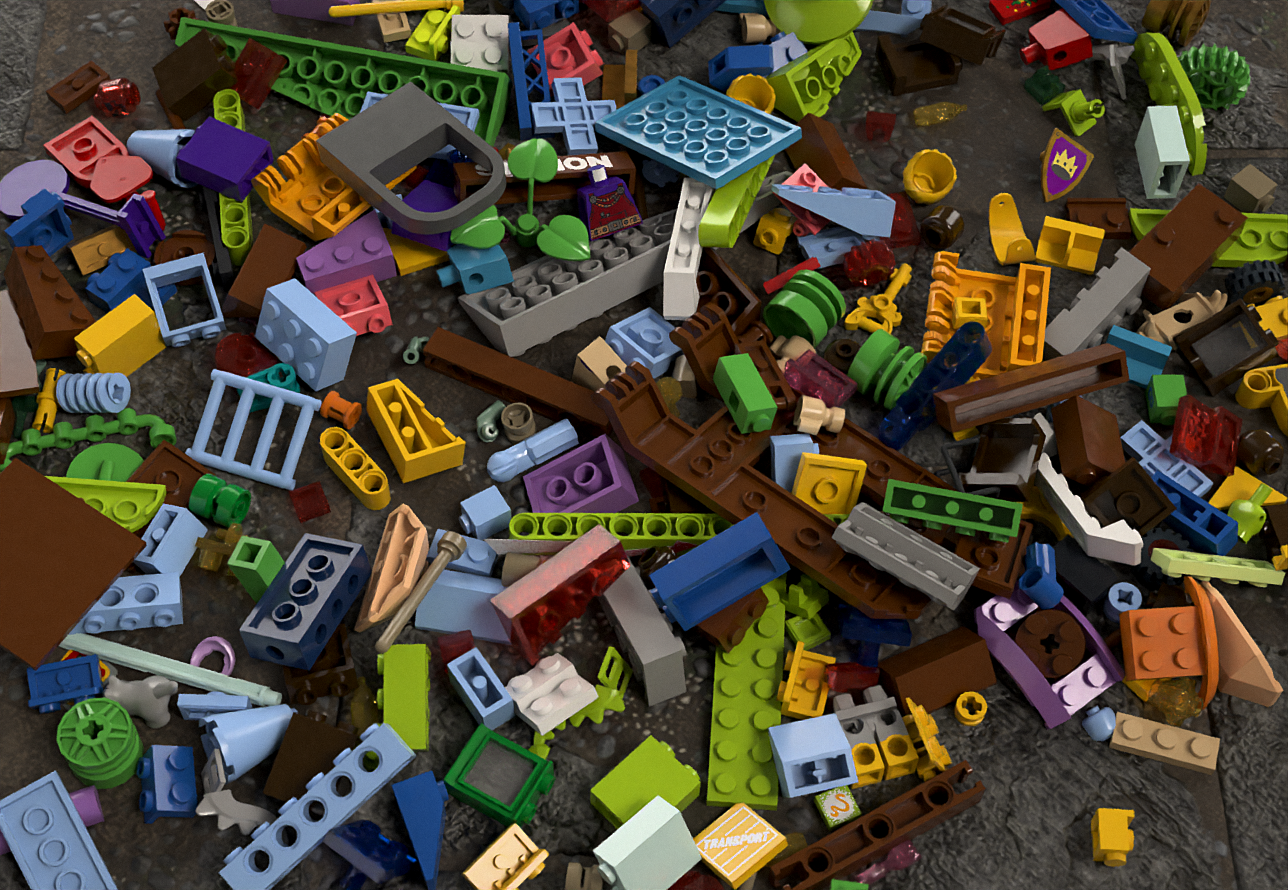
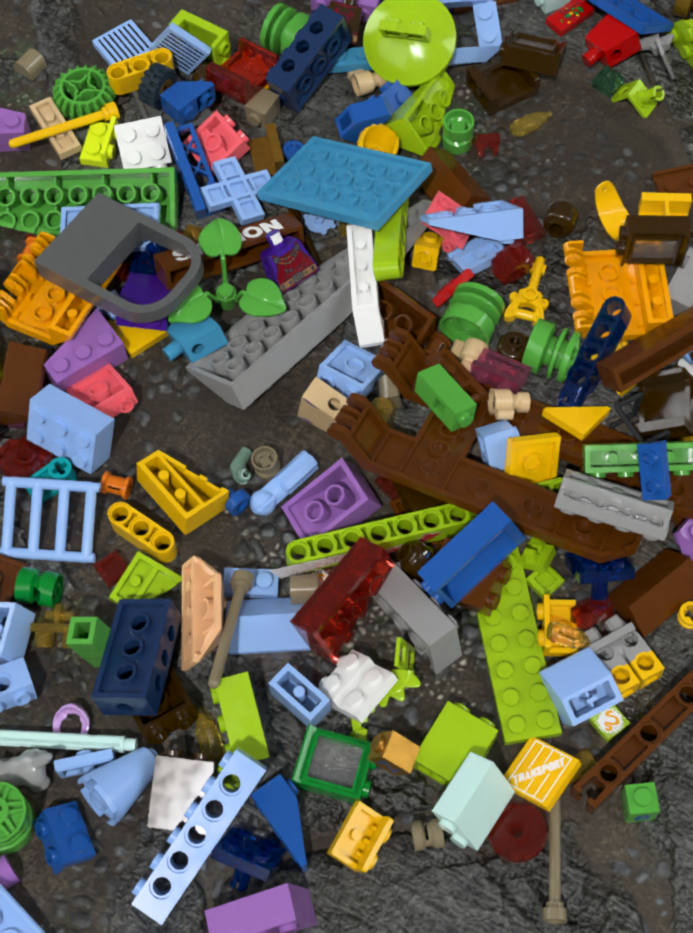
camera: 10 degrees left, 5 degrees up
(225, 806) = (121, 847): light grey piece -> none
(342, 519) = (144, 580): none -> lime wing
(415, 347) = (162, 417): sand green arm -> none
(455, 645) = (268, 665): clear red tile -> none
(473, 459) = (237, 501): none -> blue tile
(485, 514) = (260, 546): light blue brick -> none
(515, 382) = (255, 428): reddish brown piece -> none
(569, 777) = (393, 753): none -> brick
(812, 694) = (567, 636): none -> clear yellow piece
(848, 104) = (458, 131): none -> bright green wheel
(895, 455) = (577, 420): none -> yellow tile
(898, 859) = (667, 753): clear pink piece -> none
(921, 730) = (659, 639): yellow hinge -> none
(929, 176) = (539, 179): yellow hair -> none
(962, 523) = (654, 470): none -> blue bracket
(969, 310) = (603, 287): yellow brick -> none
(1038, 268) = (653, 240): none -> dark brown window
(1062, 165) = (642, 146): shield -> none

